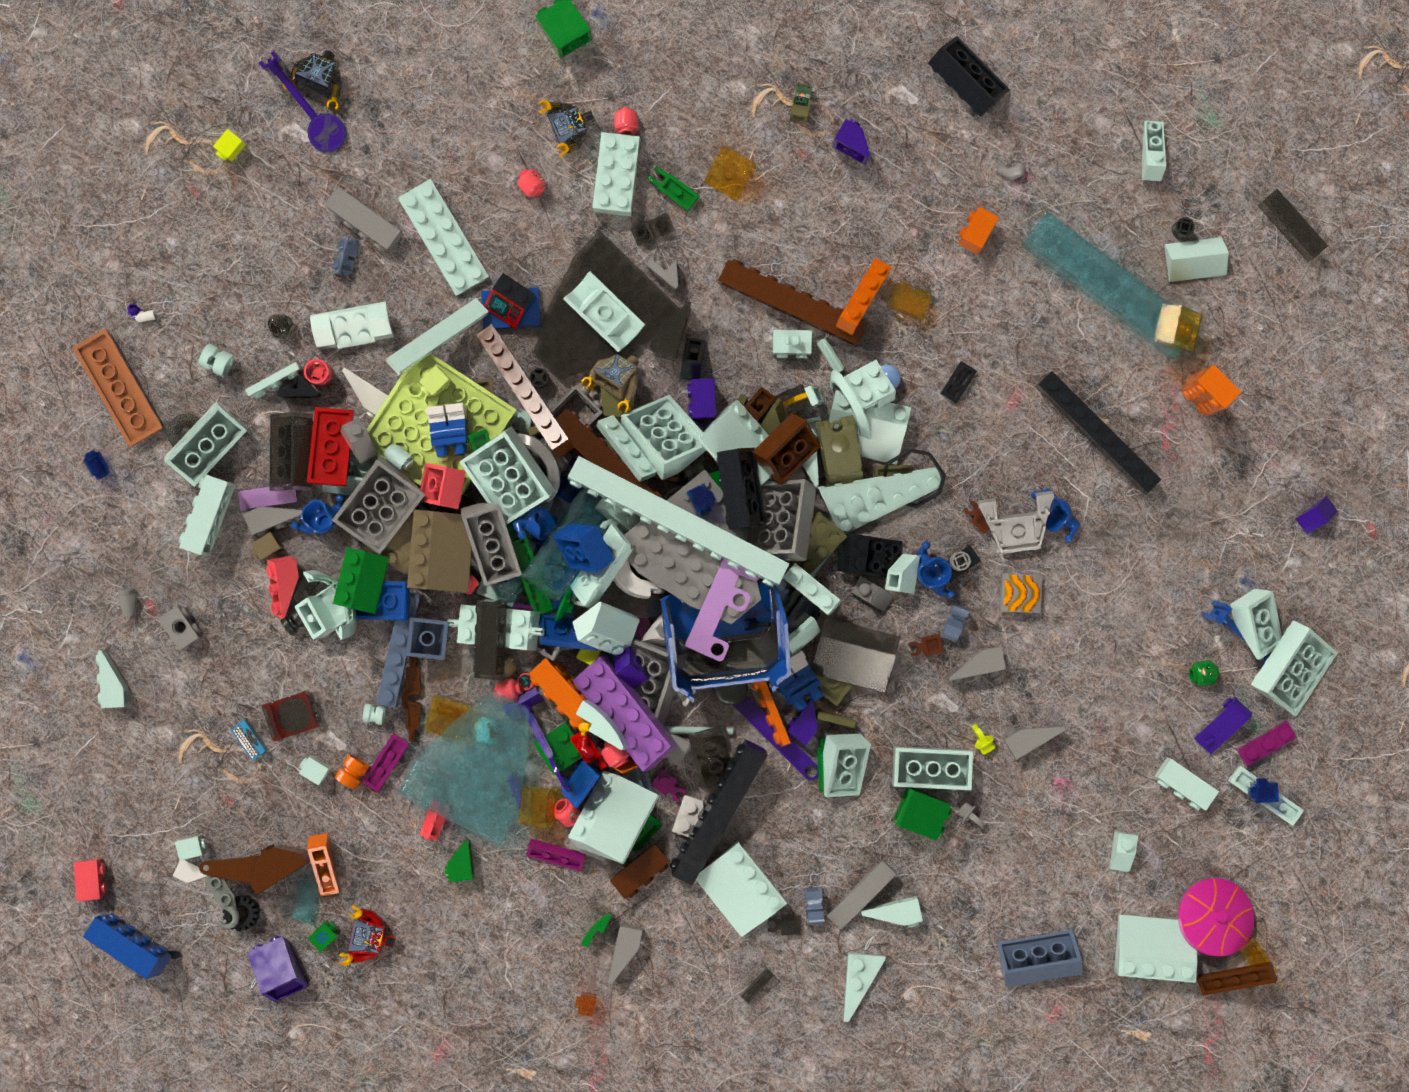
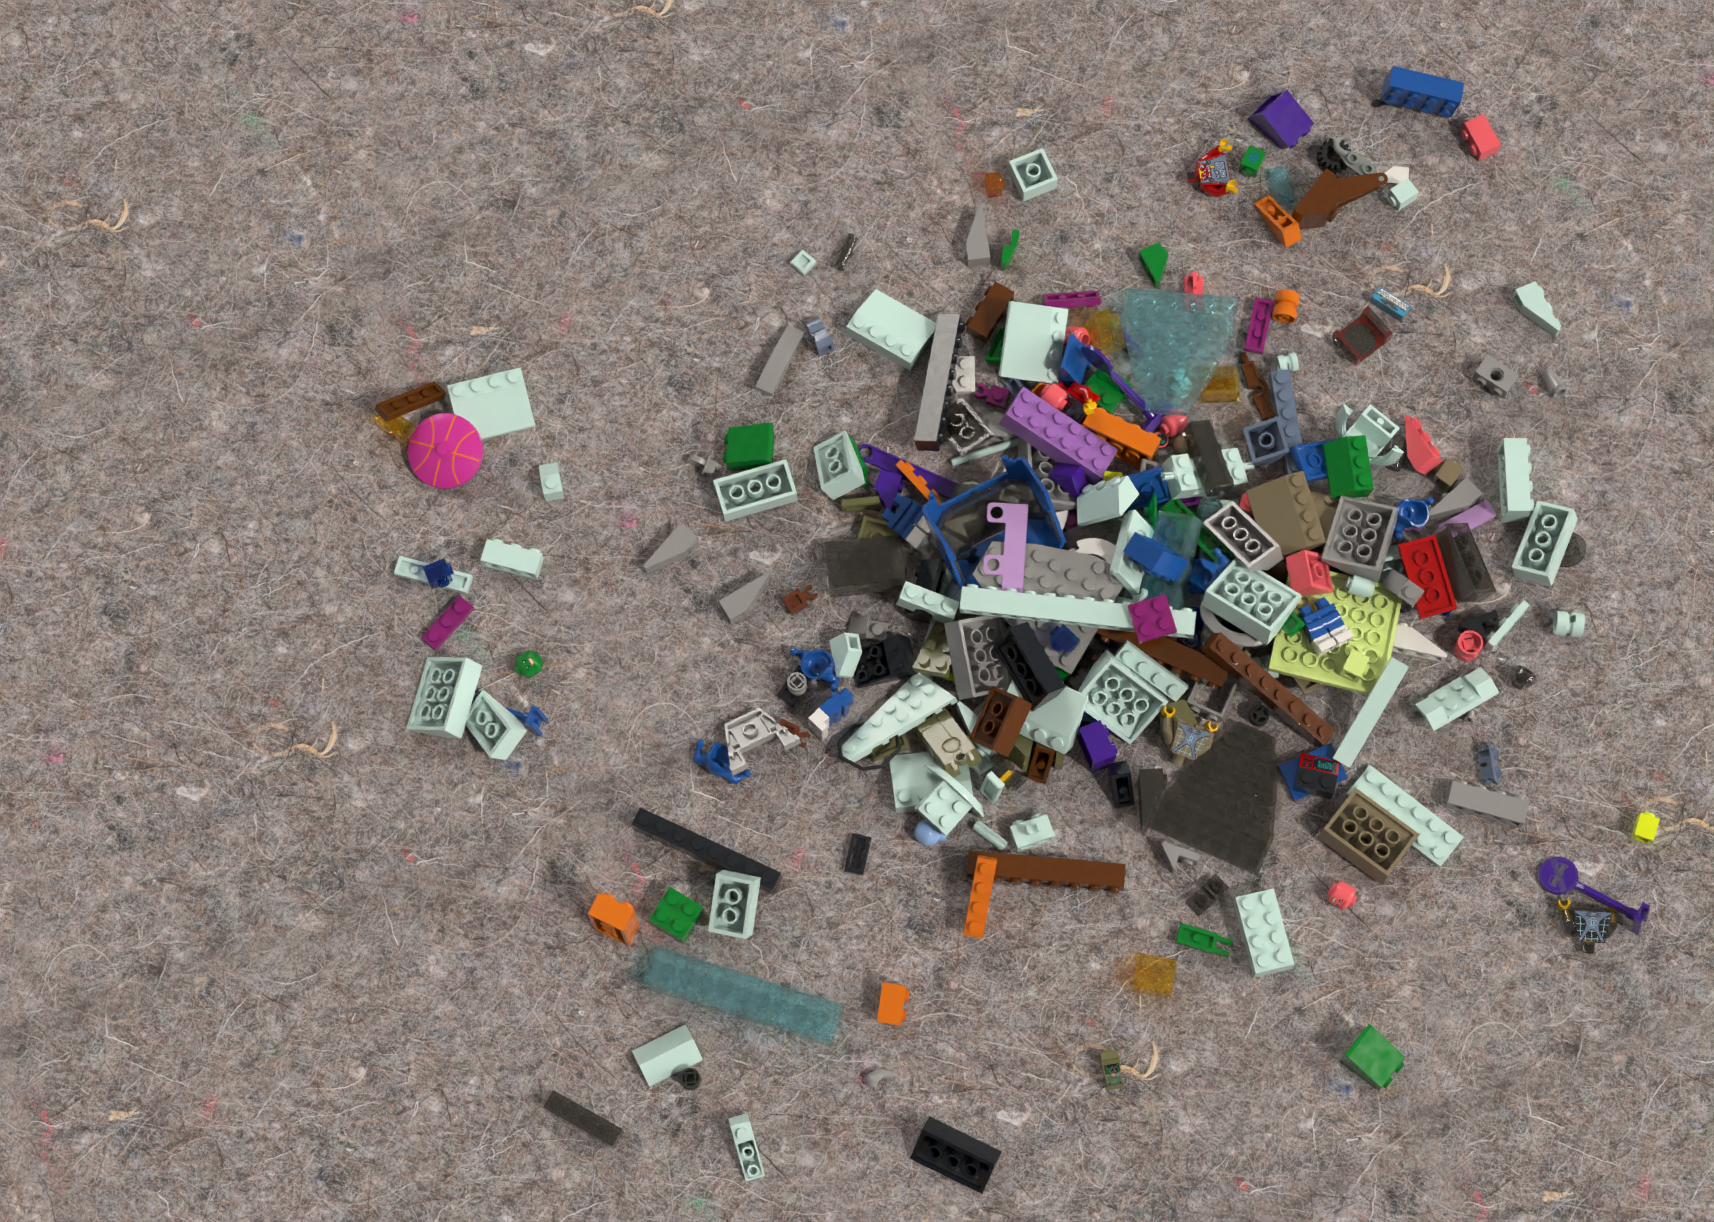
camera: 160 degrees right, 15 degrees down
(96, 464) = (1636, 492): clear blue brick -> none
(118, 388) = (1648, 568): nougat plate -> none
(139, 315) = (1658, 642): arm -> none
(292, 622) = (1396, 414): pearl dark grey wheel -> none
(314, 770) = (1320, 297): light aqua brick -> none
(484, 227) = (1368, 836): none -> dark tan slope
(544, 999) = (1033, 174): none -> light aqua brick
(567, 124) = (1329, 963): torso -> none
(602, 724) = (1075, 412): light aqua slope -> none
(604, 312) = (1222, 793): light aqua piece -> none
(612, 484) = (1152, 618): none -> magenta plate
(626, 121) = (1274, 987): coral head -> none
(788, 924) = (837, 314): clear smoke plate -> none
(802, 990) = (803, 262): none -> light aqua tile
(803, 635) = (921, 562): light aqua tile -> none
(852, 141) = (1046, 1044): dark purple slope -> none
(860, 975) = (755, 294): light aqua wing -> none
(899, 912) = (741, 356): light aqua slope -> none
(909, 300) = (933, 913): clear yellow brick -> none
(938, 522) = (830, 713): none -> blue hips
(954, 623) = (780, 630): sand blue leg -> none
(984, 743) = (714, 531): neon yellow piece -> none
(1020, 593) = (727, 678): slope -> none
(1039, 958) = (596, 361): sand blue slope -> none
(1092, 369) = (734, 904): none -> light aqua brick
(1146, 382) = (676, 915): none -> green brick
(1178, 327) = (665, 969): clear yellow slope -> none
(1224, 725) = (490, 629): dark purple door -> none
(1316, 515) = (466, 850): dark purple slope -> none

